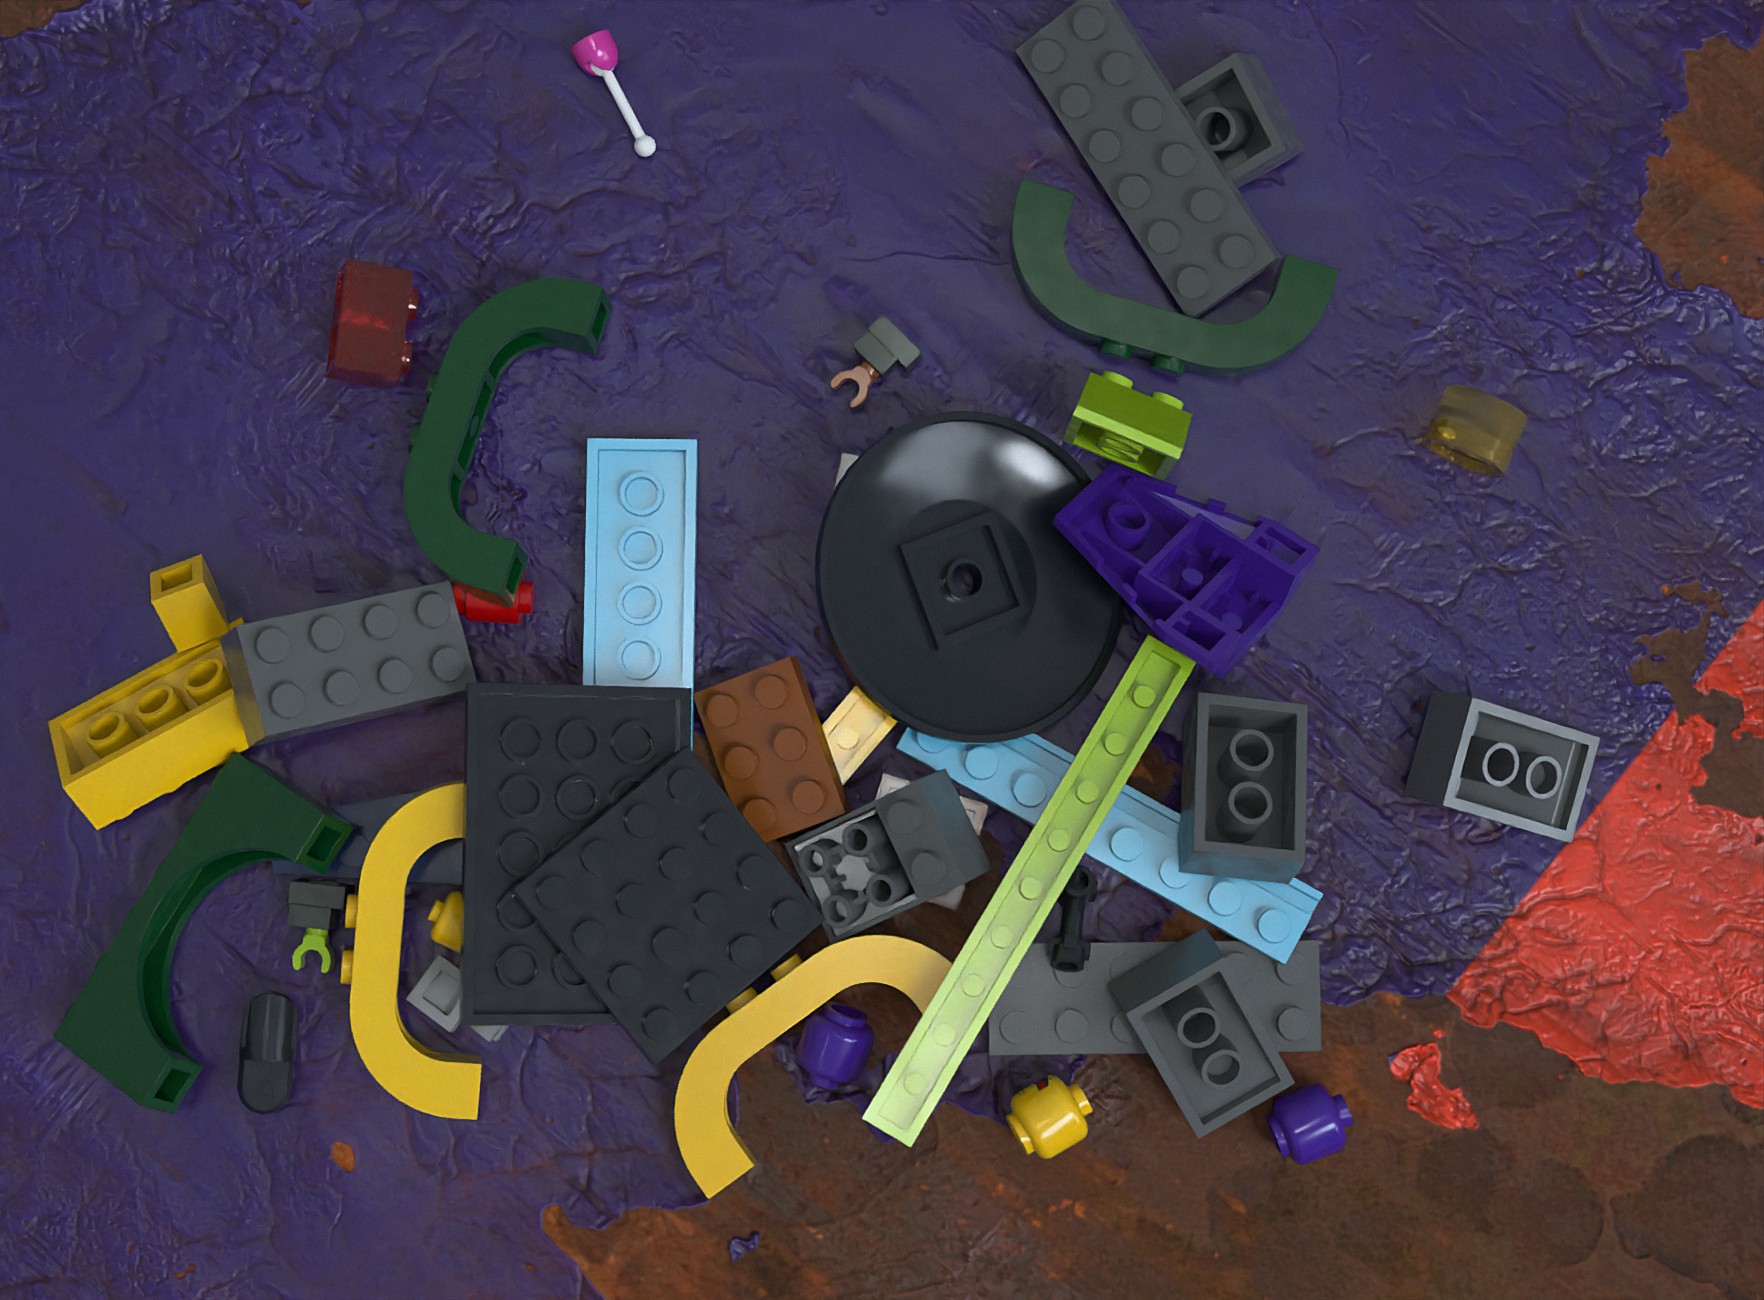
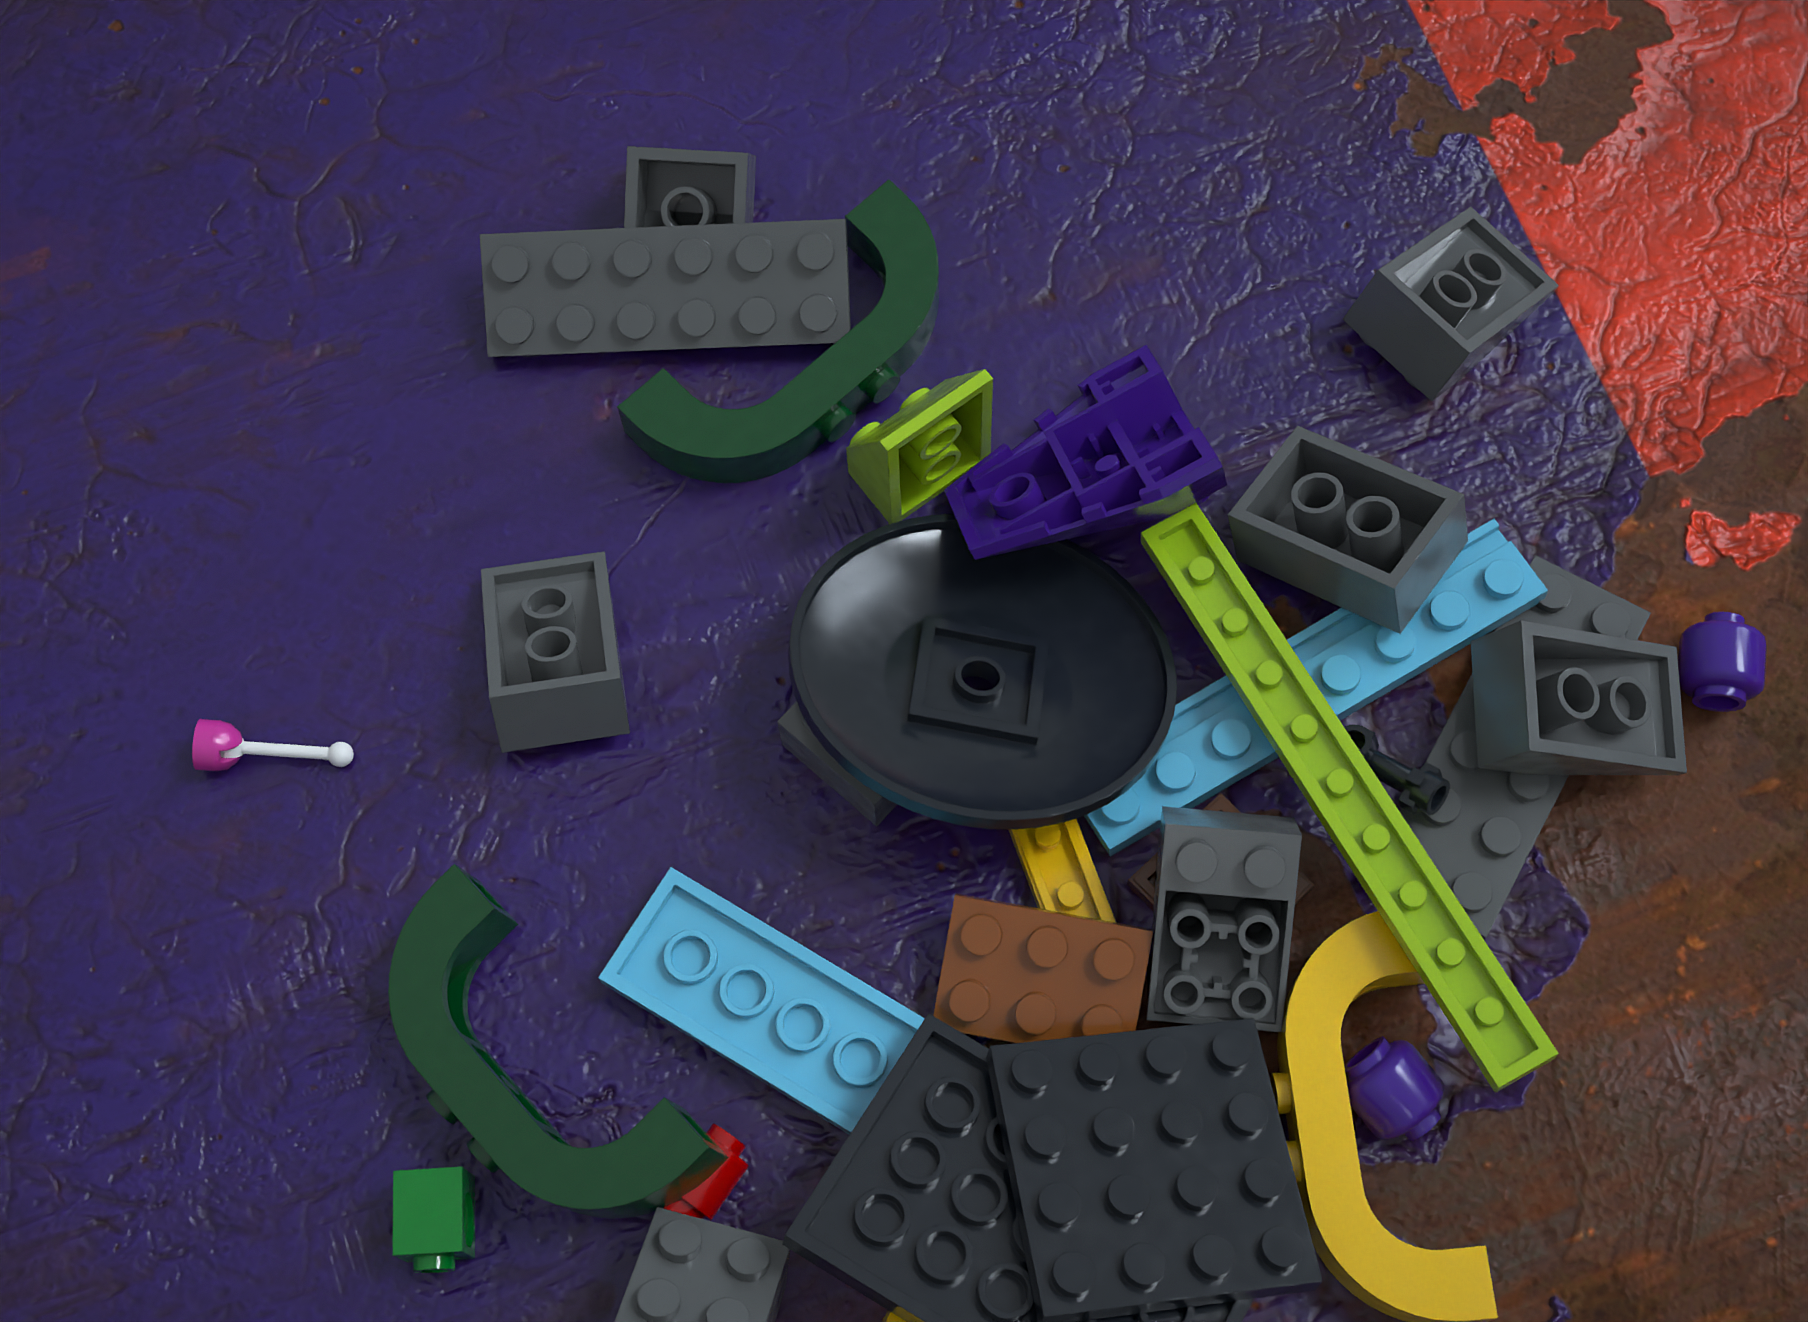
camera: 55 degrees left, 15 degrees down
(358, 430) = (433, 1217): none -> green brick
(371, 324) = (331, 1135): clear red brick -> none
(810, 250) = (553, 652): none -> dark grey slope
(883, 351) = (697, 642): pearl dark grey piece -> none
(1049, 1117) = (1586, 910): yellow head -> none
(1475, 430) = (1115, 150): clear yellow piece -> none

